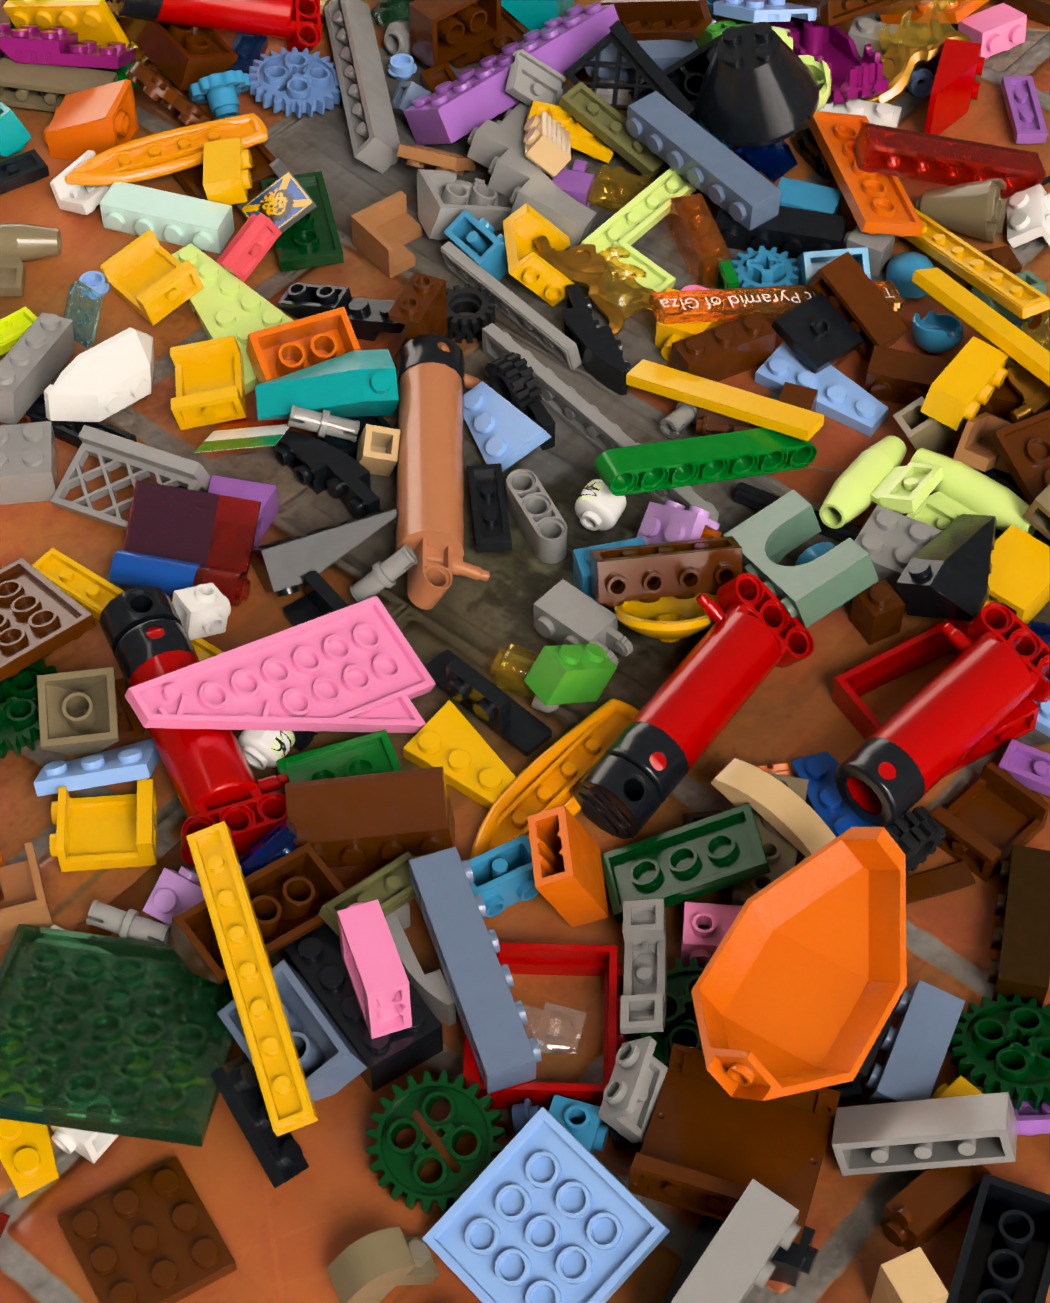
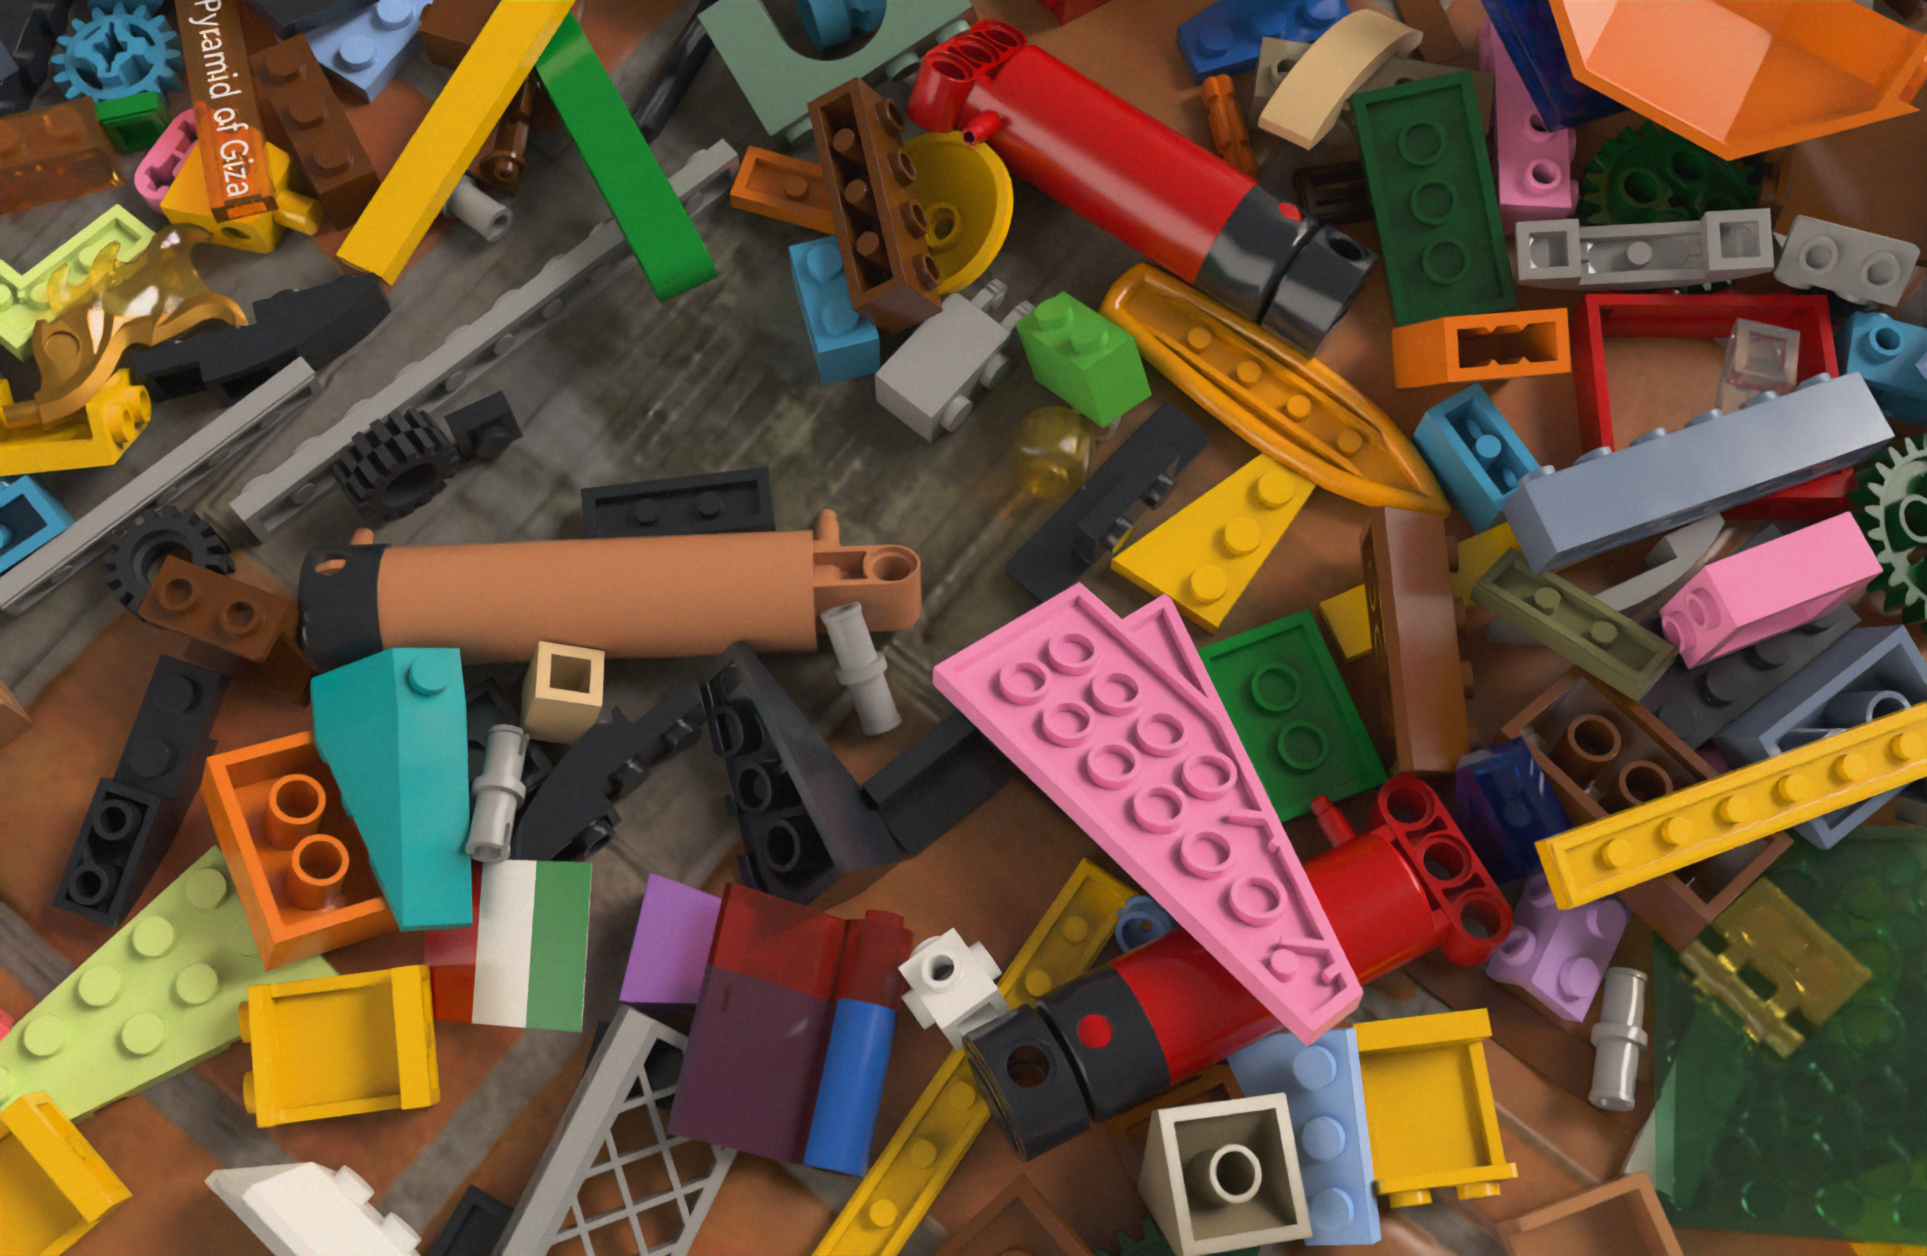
camera: 95 degrees left, 20 degrees up
(151, 979) = (1789, 952): none -> clear yellow plate
(499, 427) = (493, 492): light blue wing -> none
(536, 516) = (718, 405): light grey beam -> none
(599, 506) = (686, 329): white head -> none
(674, 523) = (753, 206): lavender bracket -> none

